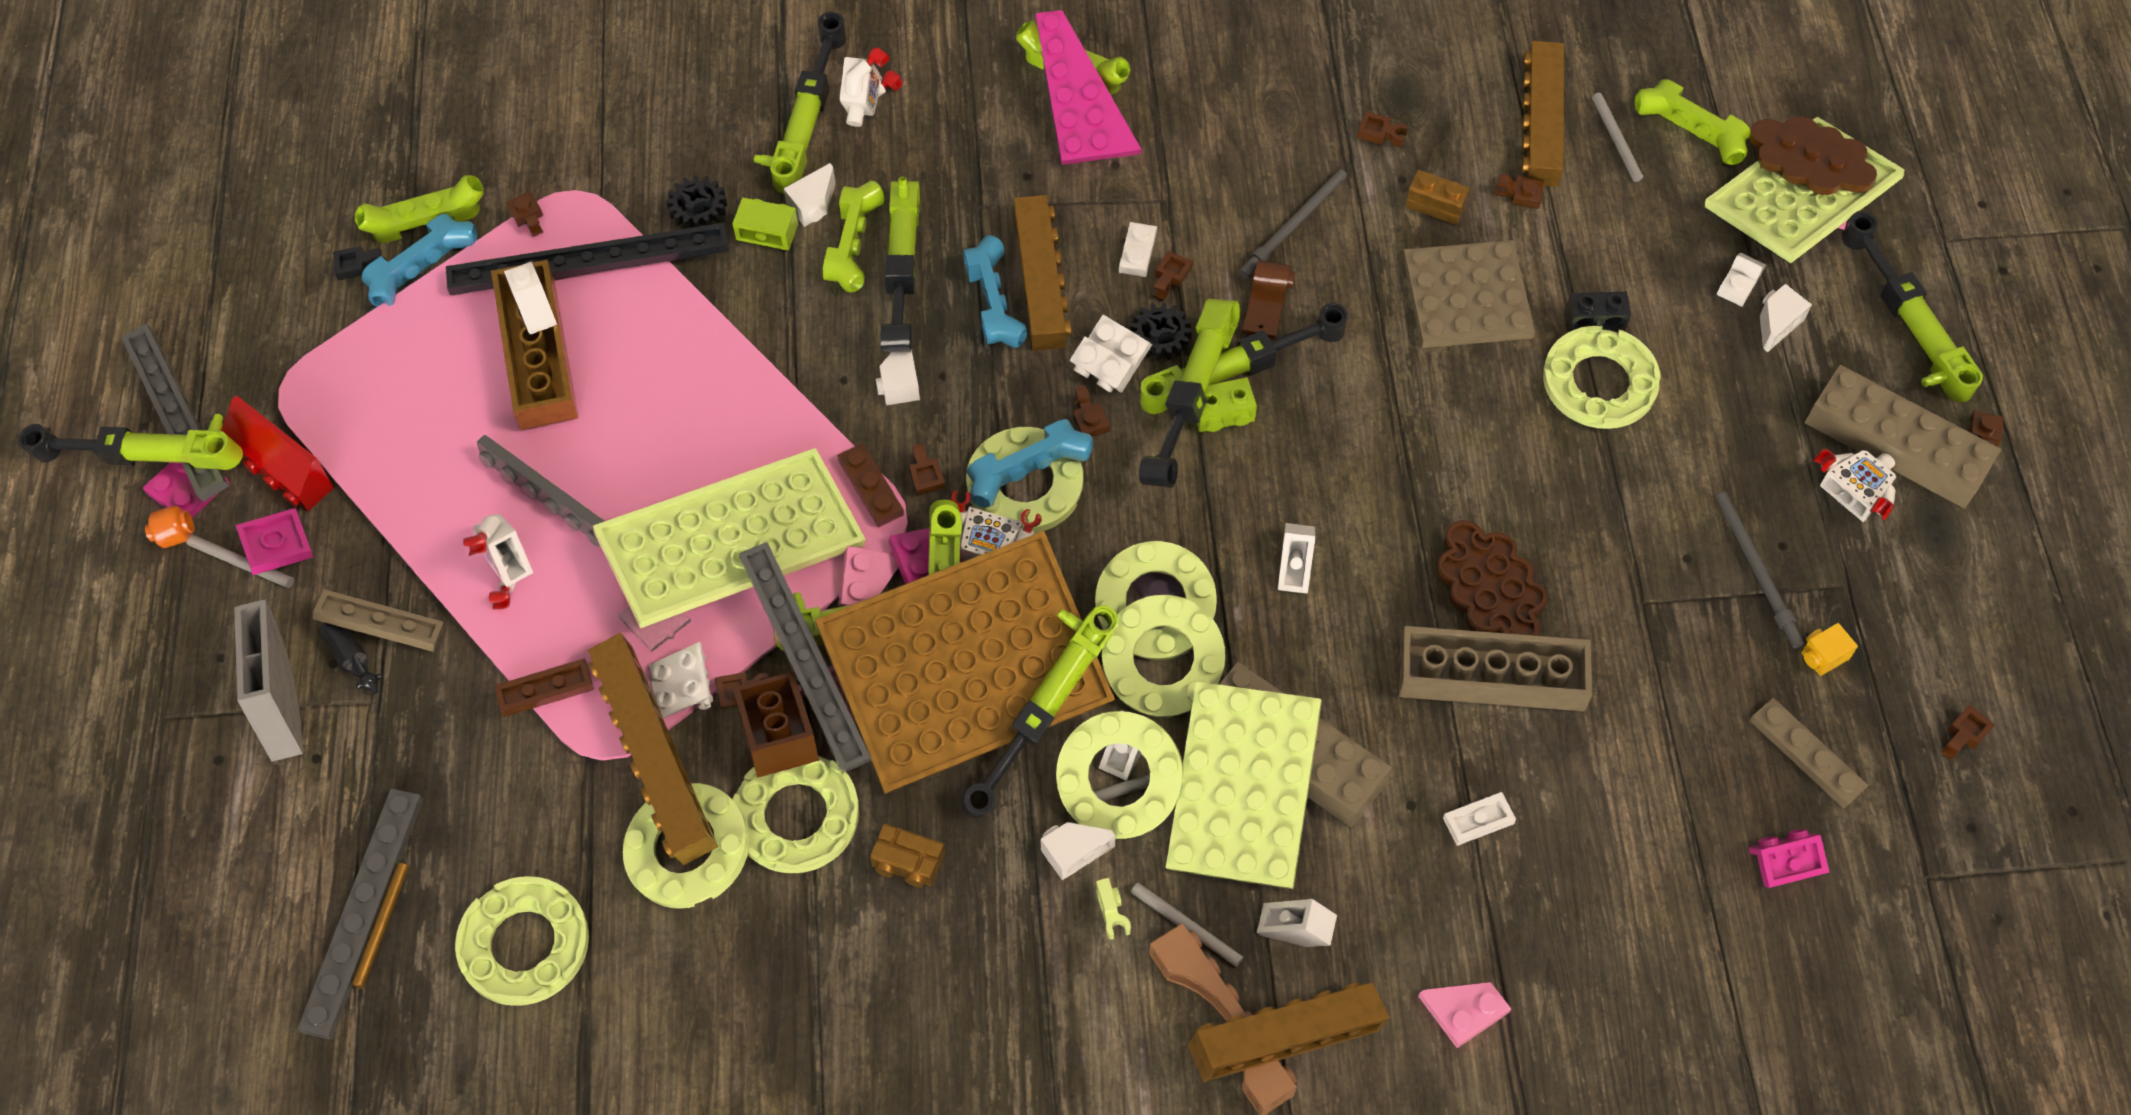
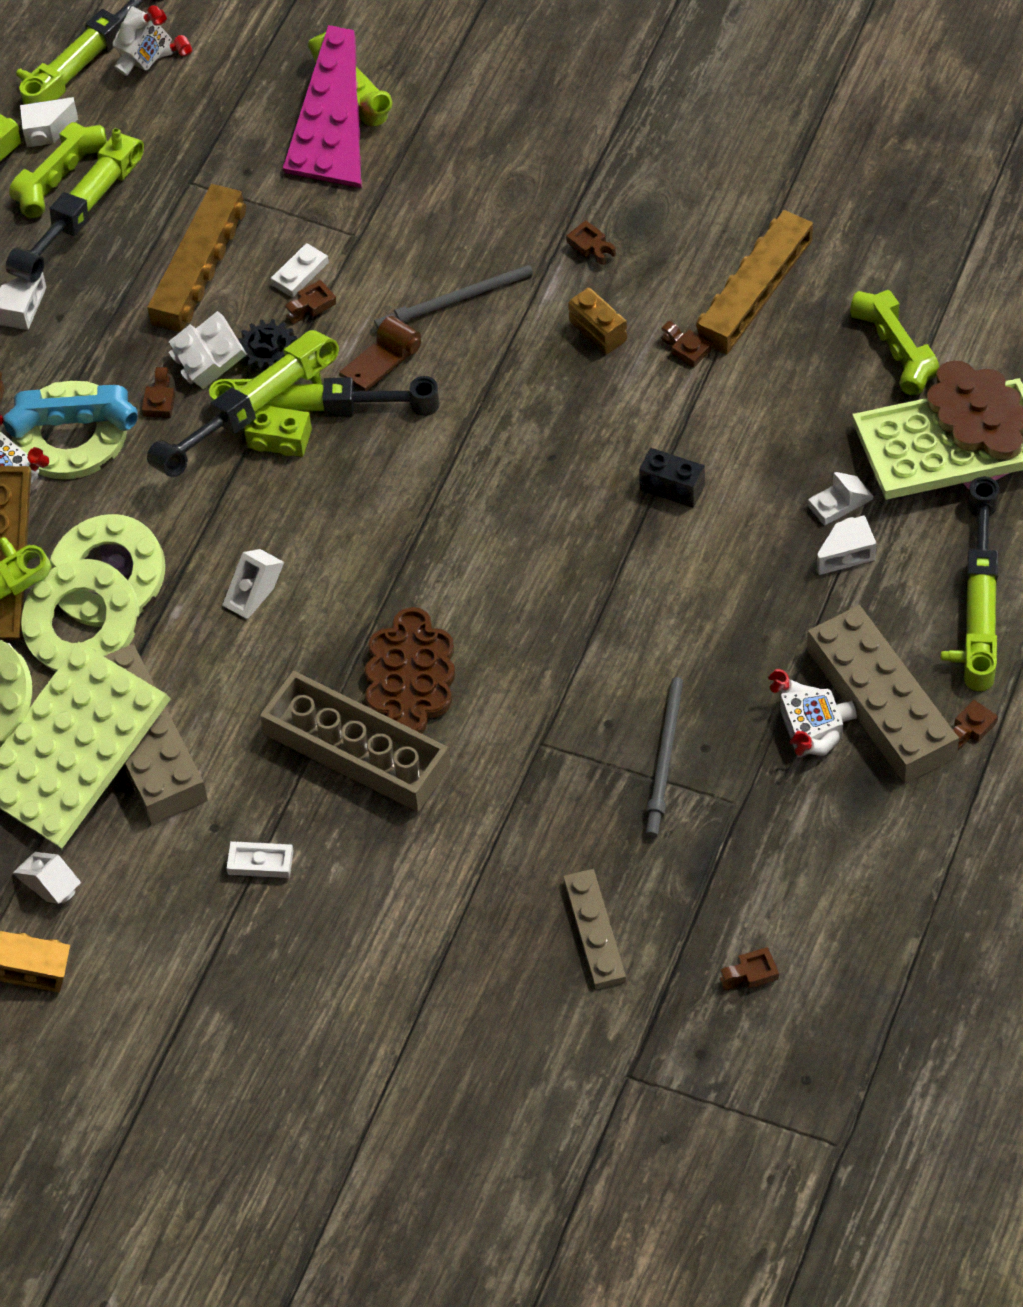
camera: 30 degrees right, 5 degrees down
(995, 323) = (148, 232): dark azure plate -> none
(1465, 1009) = (142, 1006): bright pink wing -> none
(1468, 294) = (570, 418): dark tan plate -> none
(1595, 412) = (638, 500): yellowish green plate -> none
(1617, 137) = (814, 329): light grey bar -> none
(1790, 858) = (508, 1006): dark pink bracket -> none
(1828, 649) = (672, 848): yellow brick -> none

